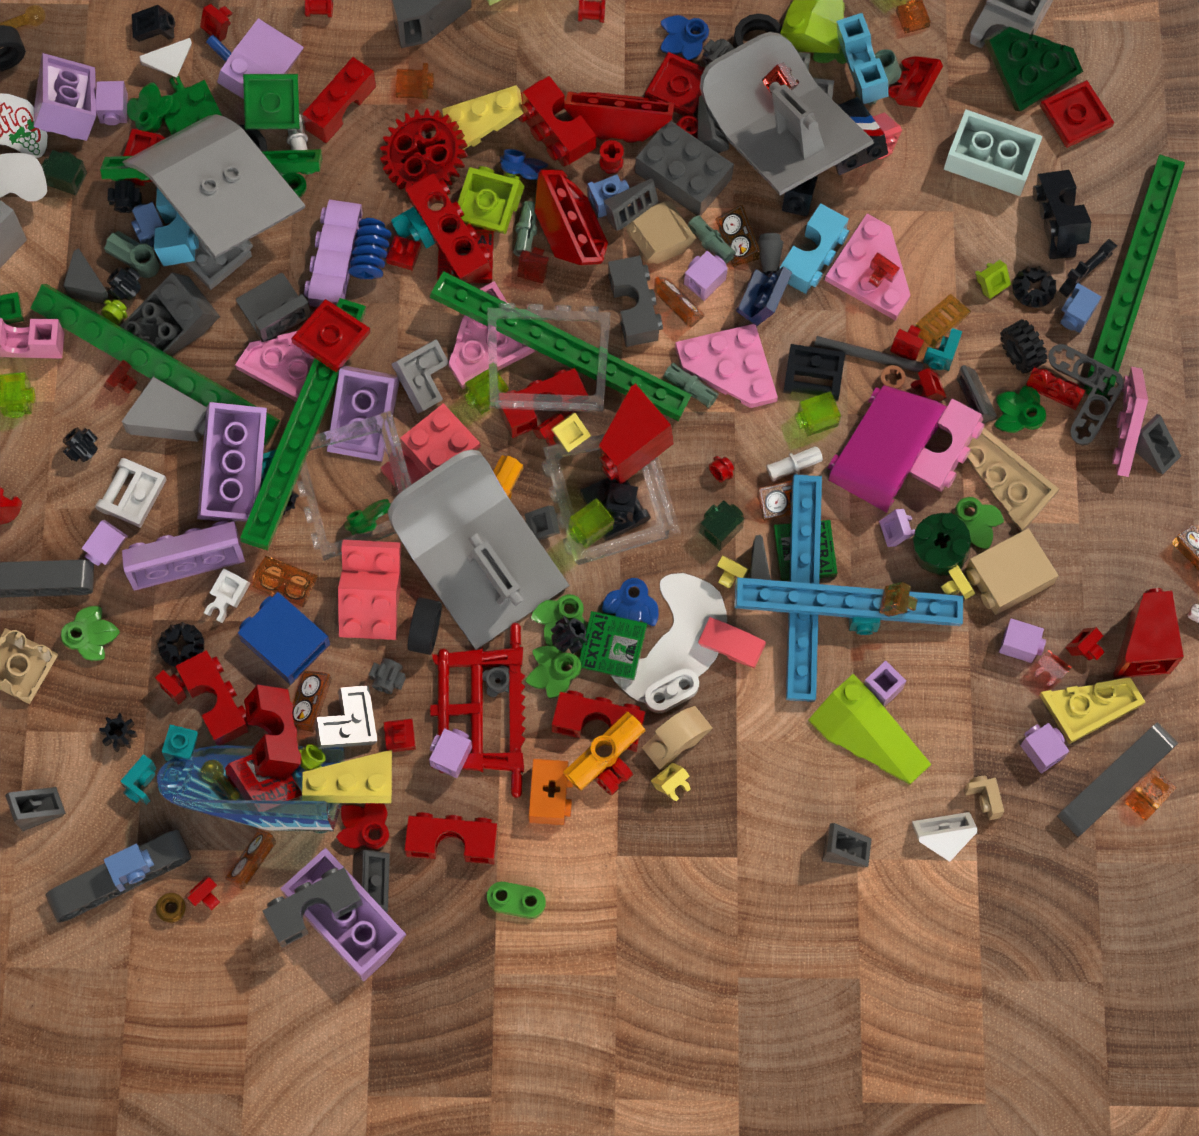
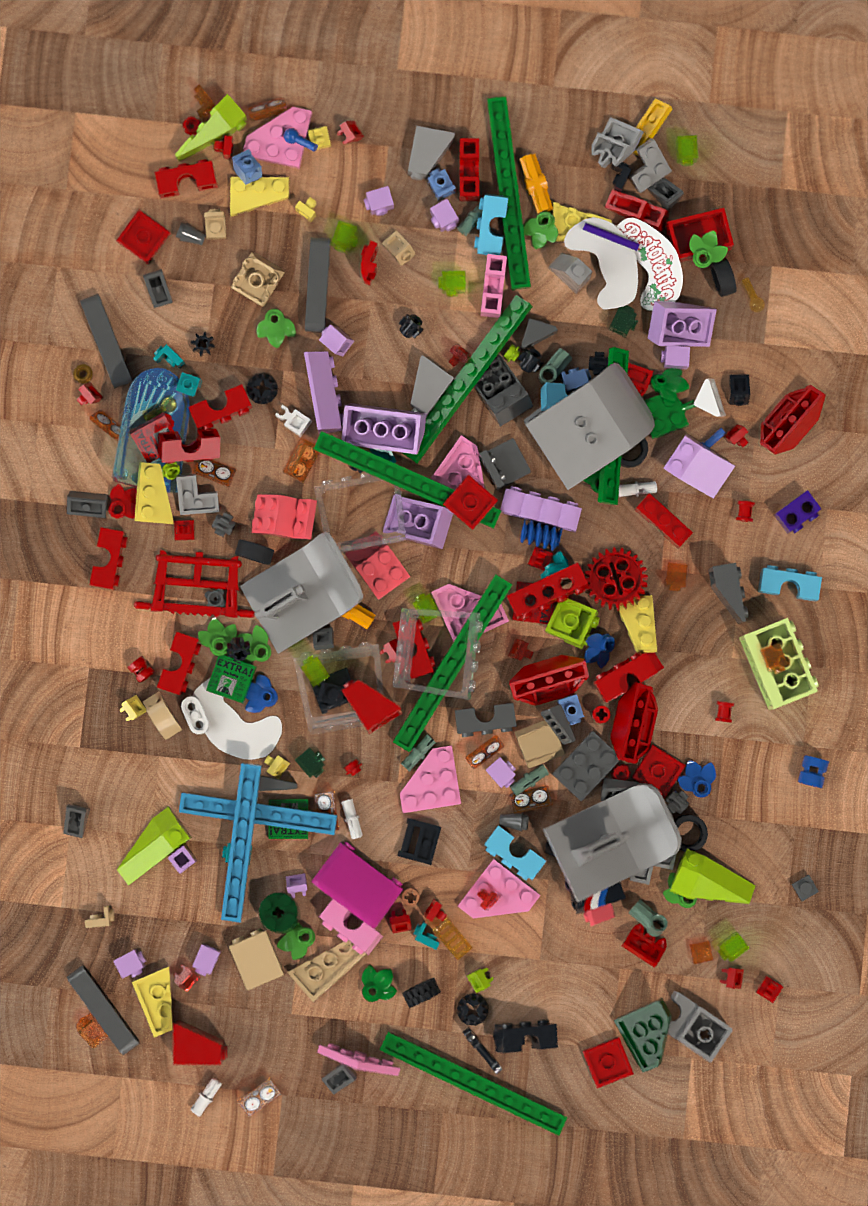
camera: 95 degrees right, 15 degrees up
(128, 866) = (105, 347): medium blue brick -> none
(138, 496) = (372, 365): white plate -> none
(171, 686) = (231, 380): red plate -> none
(271, 101) = (659, 471): green tile -> none
(283, 637) = (258, 456): blue brick -> none
(287, 914) = (58, 447): dark grey arch -> none
(360, 937) = (62, 484): lavender slope -> none
(365, 520) = (337, 517): green plate -> none
(415, 373) = (443, 560): light grey plate -> none
(450, 751) = (164, 562): lavender brick -> none
(515, 900) = (65, 598): bright green plate -> none
(525, 228) = (549, 647): sand green pin -> none
(544, 808) = (123, 620): orange brick -> none
(570, 432) = (383, 663): light yellow tile -> none
(617, 737) = (157, 674): light orange piece -> none
(732, 642) = (225, 759): coral slope -> none
(763, 295) = (479, 811): dark blue bracket -> none
(782, 75) = (641, 842): clear red tile -> none
(818, 414) = (386, 839): clear neon green brick -> none
(860, 57) = (655, 905): medium azure arch -> none
(869, 354) = (431, 882): dark grey bar -> none
(897, 600) = (235, 874): clear orange tile -> none
(946, 833) = (79, 887): white slope -> none
(958, 584) = (252, 922): light yellow tile -> none
(975, 393) = (392, 955): dark grey slope -> none
(992, 152) = (577, 993): light aqua brick -> none
(1055, 388) = (395, 1005): red plate -> none
(1079, 308) = (449, 1038): medium blue brick -> none
(1086, 644) = (200, 1003): red tile -> none
(1095, 382) = (388, 1039): dark grey beam -> none

